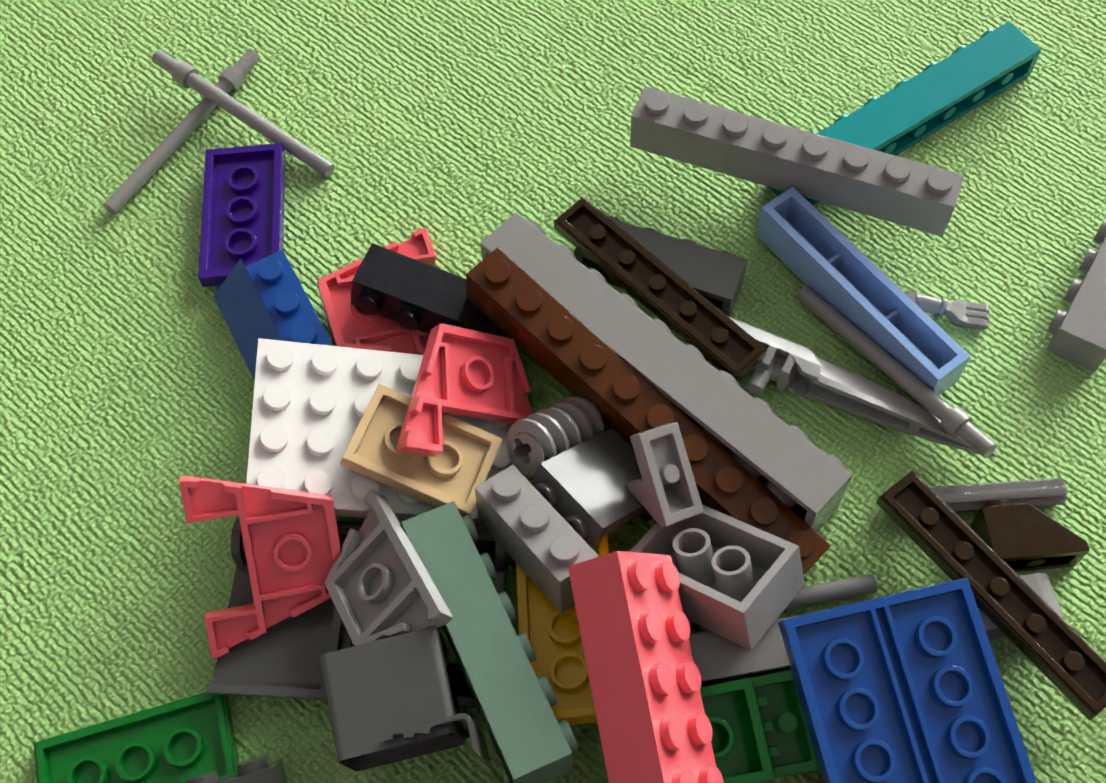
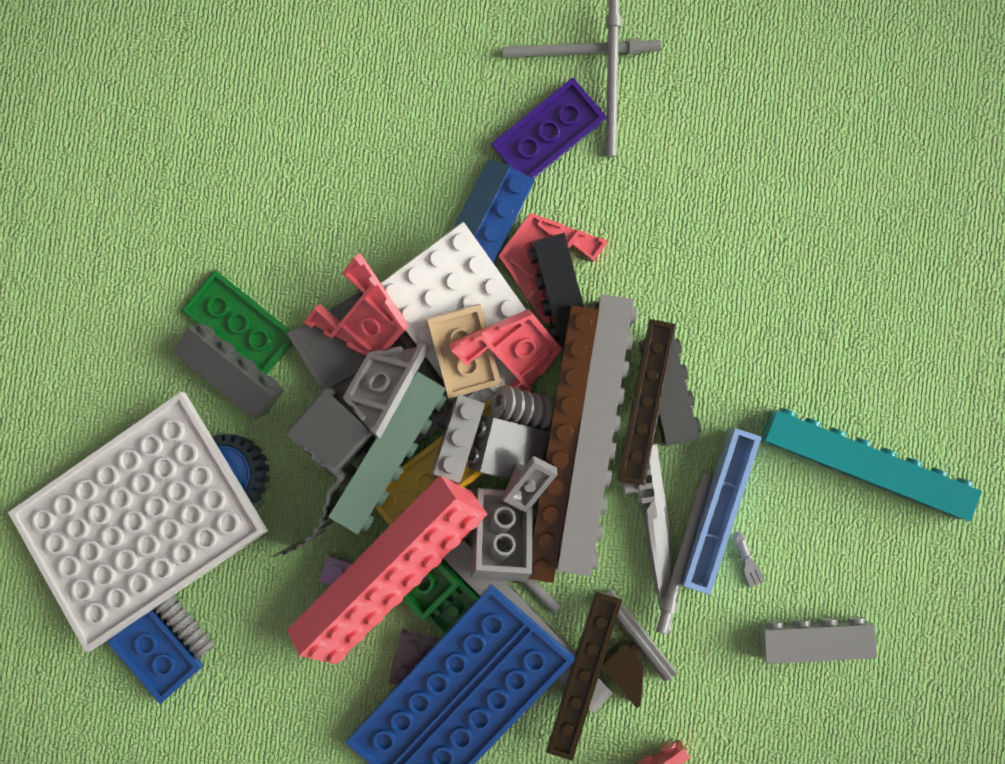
camera: 55 degrees right, 25 degrees up
(796, 158) = (778, 428): light grey brick -> none

